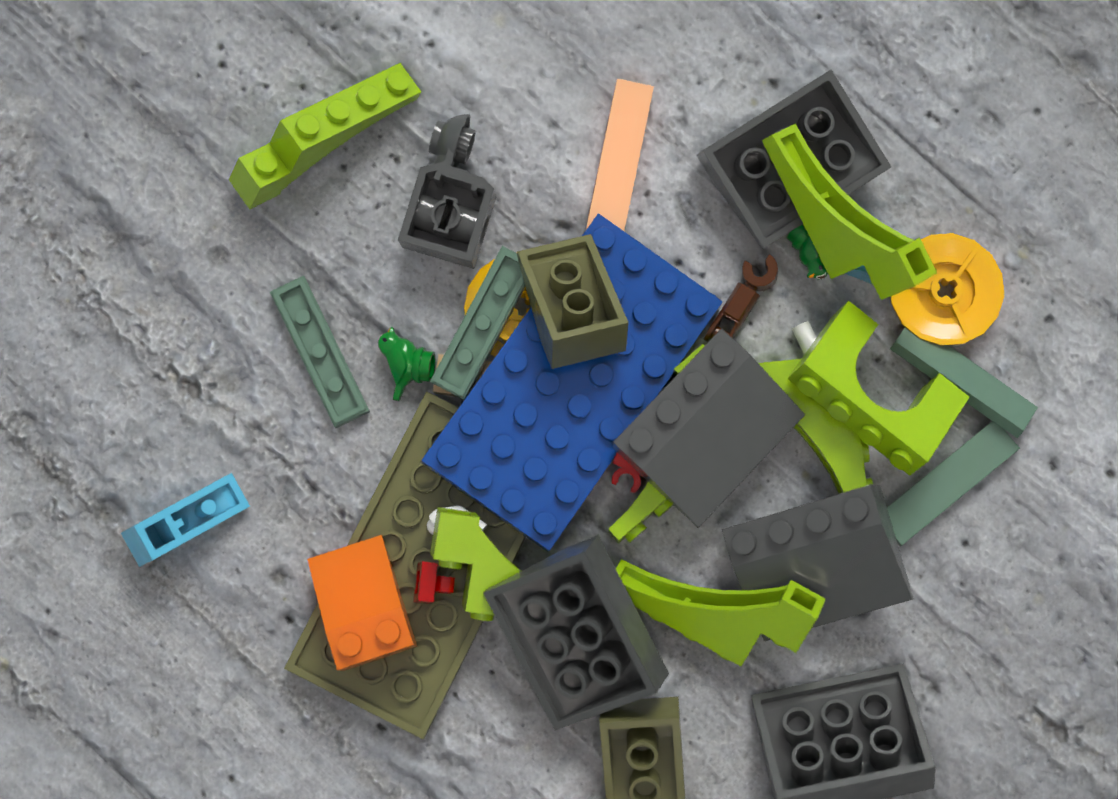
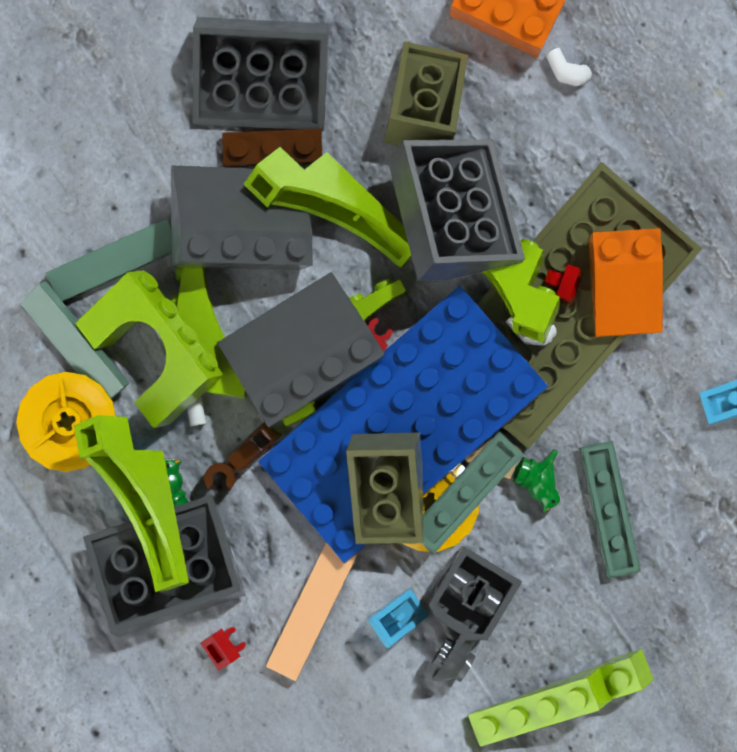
camera: 175 degrees left, 5 degrees up
(525, 171) = (397, 618): none -> medium azure slope
(707, 90) = (221, 649): none -> red tile
(814, 657) = (250, 148): none -> reddish brown plate

